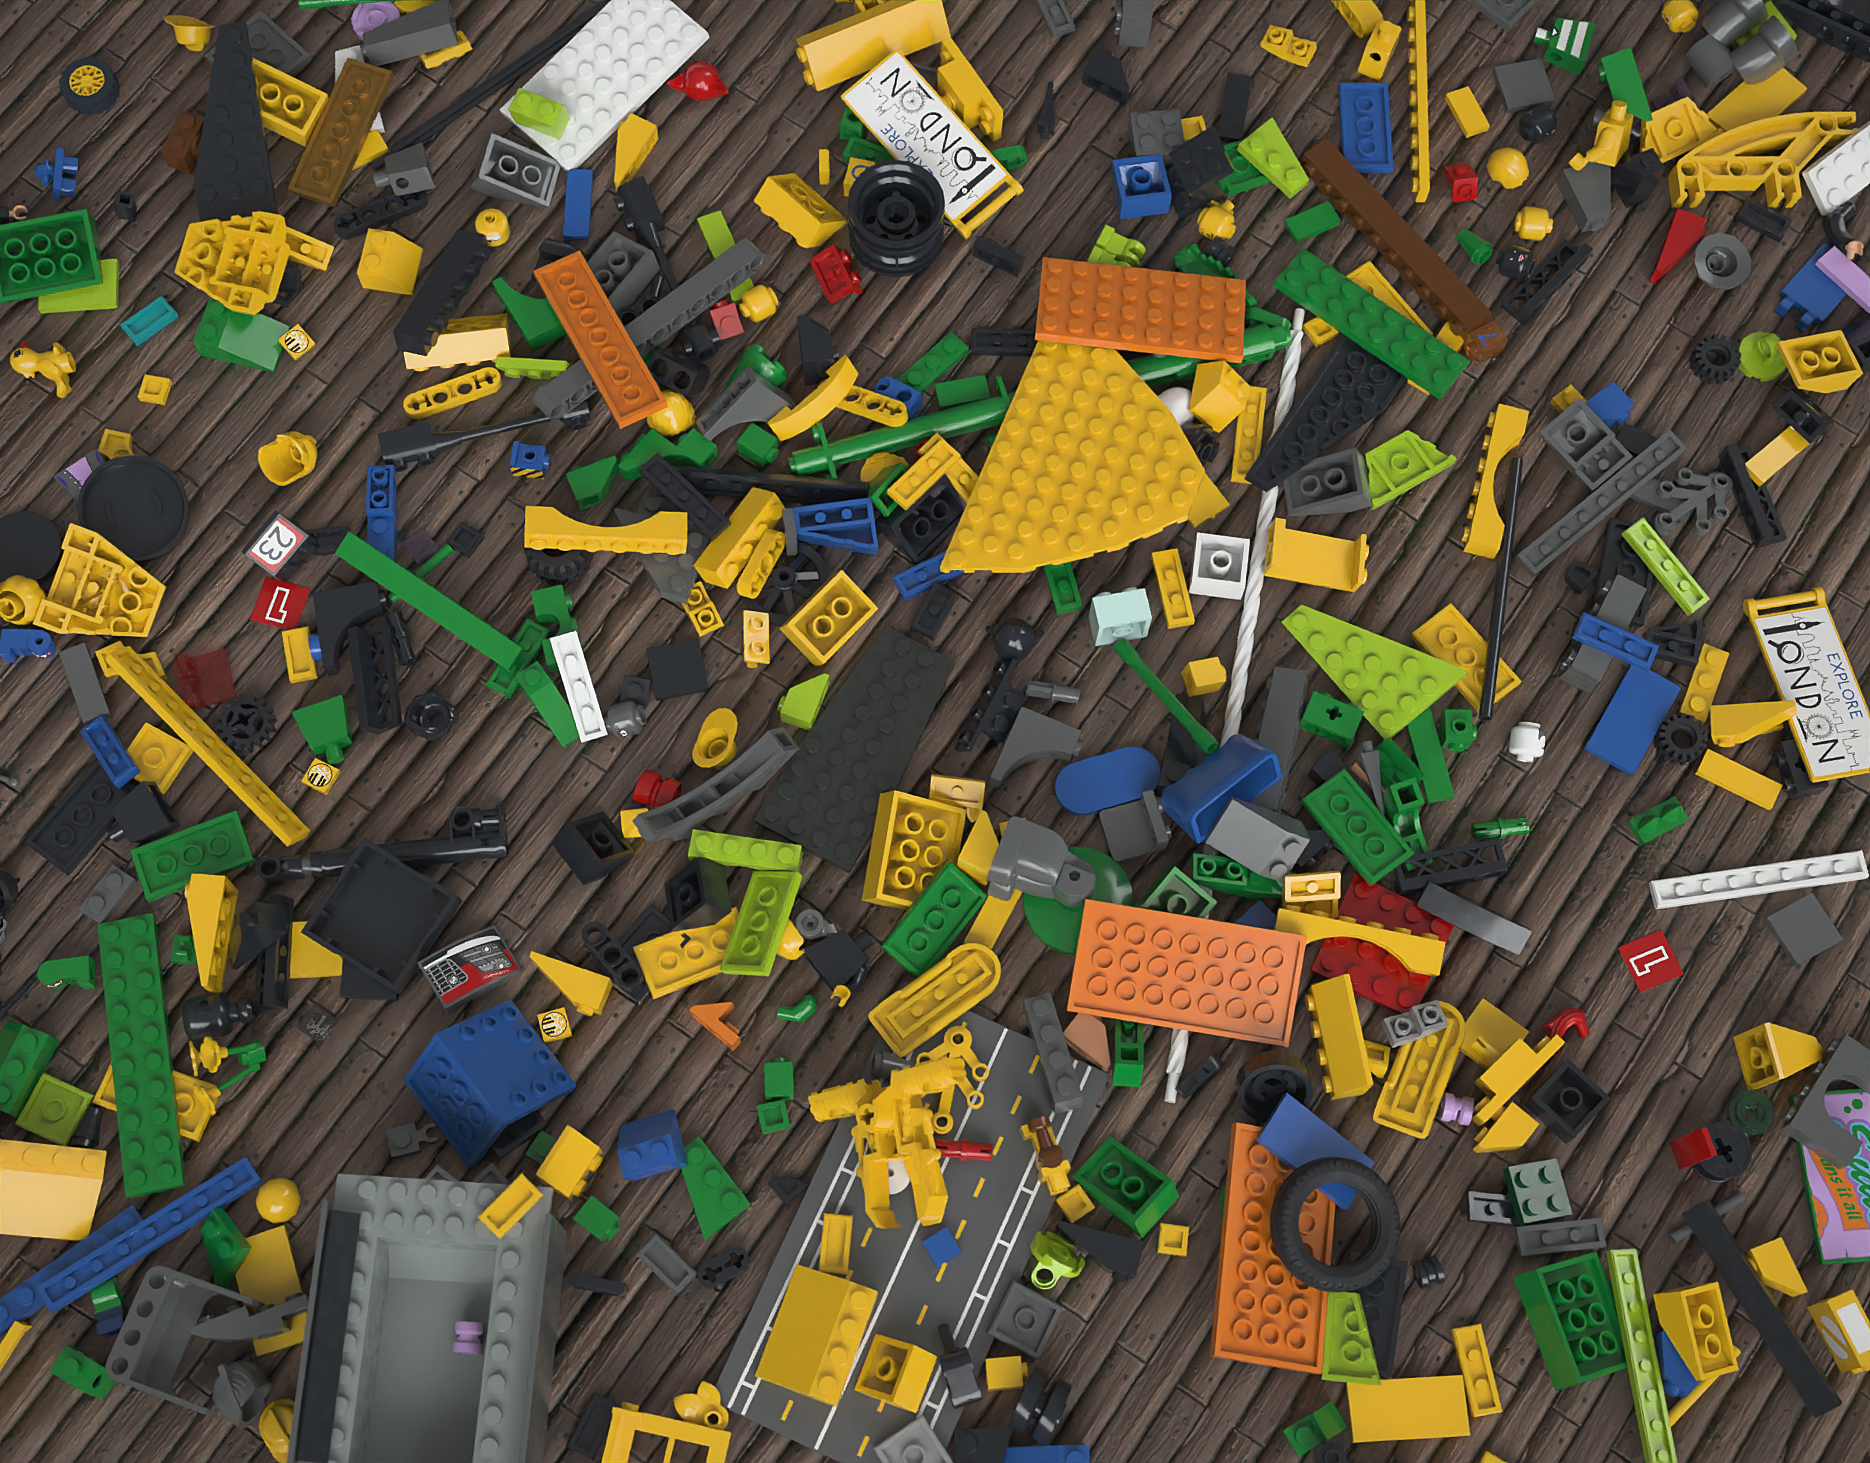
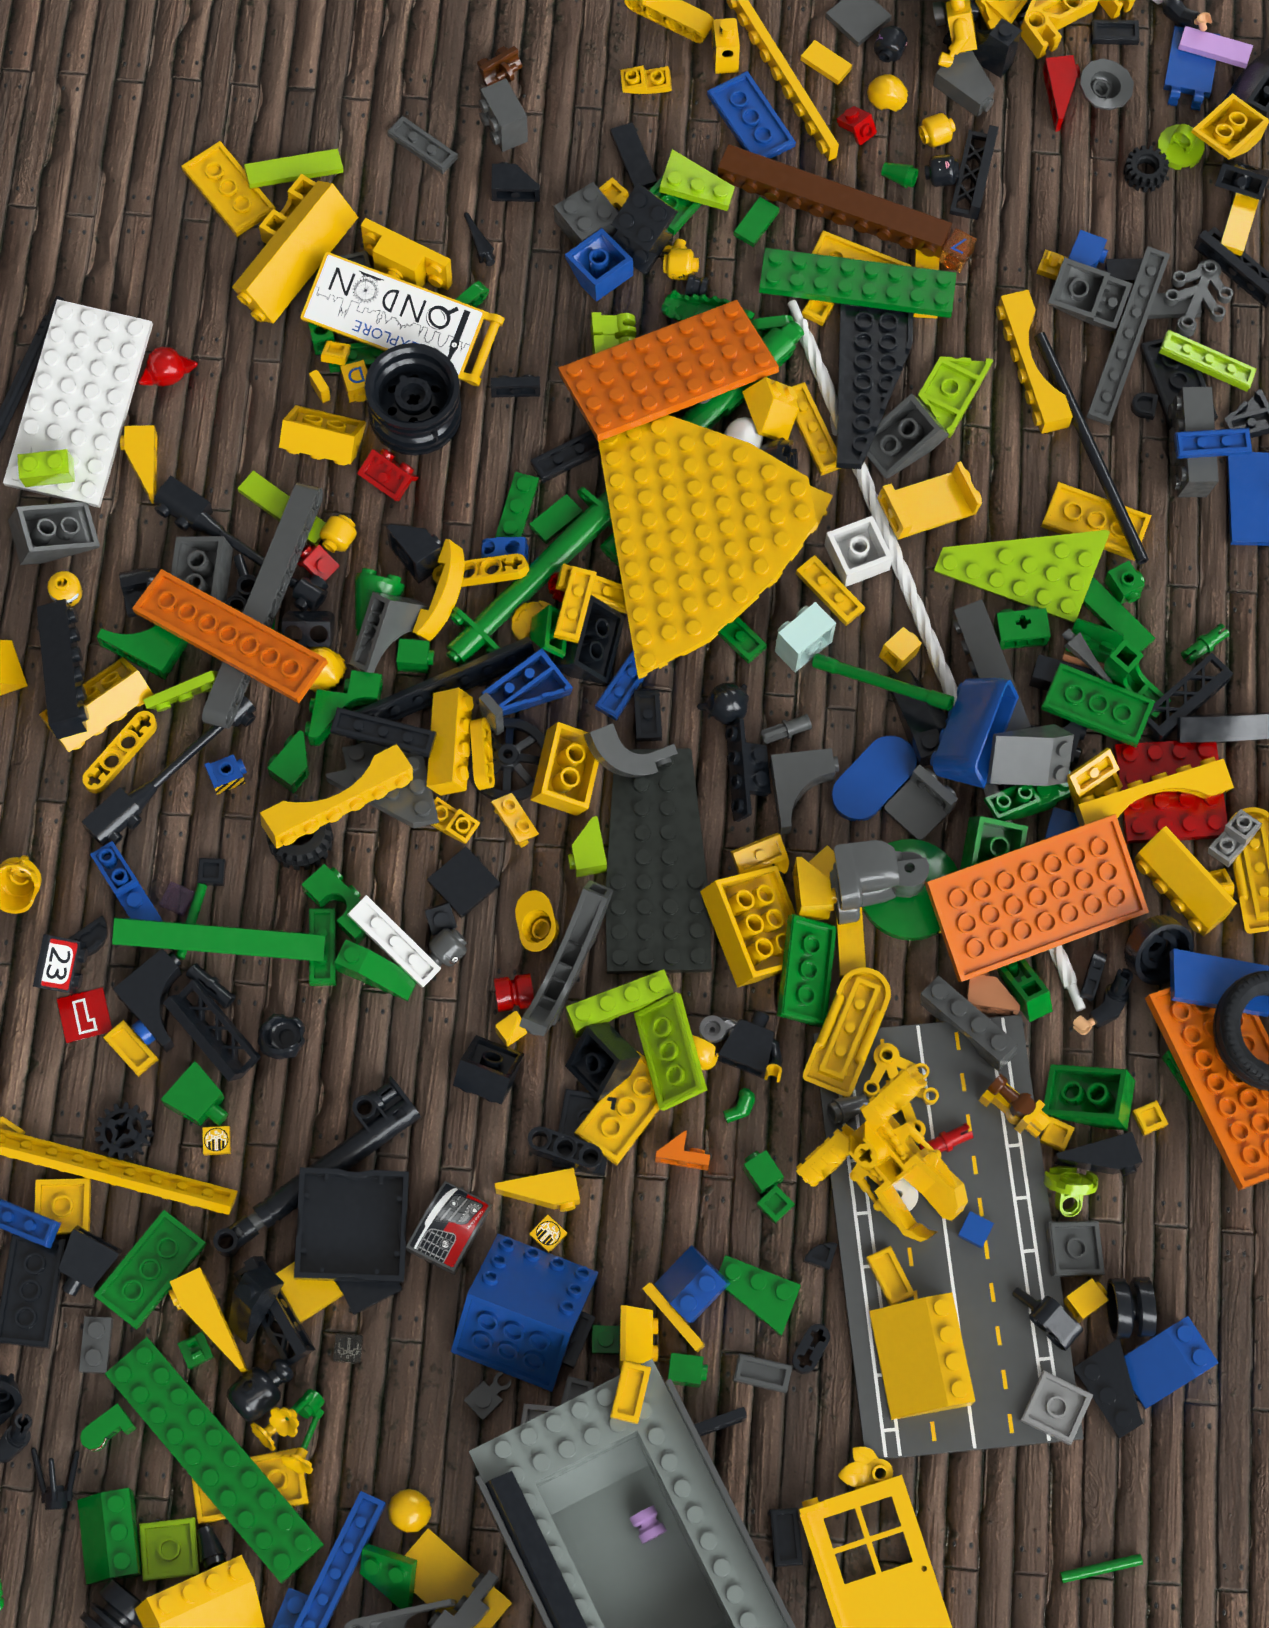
camera: 30 degrees left, 0 degrees up
(204, 678) = (60, 1114): clear red hinge -> none
(578, 204) = (125, 530): blue tile -> none
(619, 1185) = (674, 1317): none -> yellow tile
(854, 143) = (335, 353): none -> yellow tile
(873, 626) = (616, 758): none -> dark grey arch
(896, 1373) = (1002, 1349): yellow slope -> none
(1202, 1113) = (1113, 1002): none -> black arm
(1527, 741) = (1185, 562): white head -> none

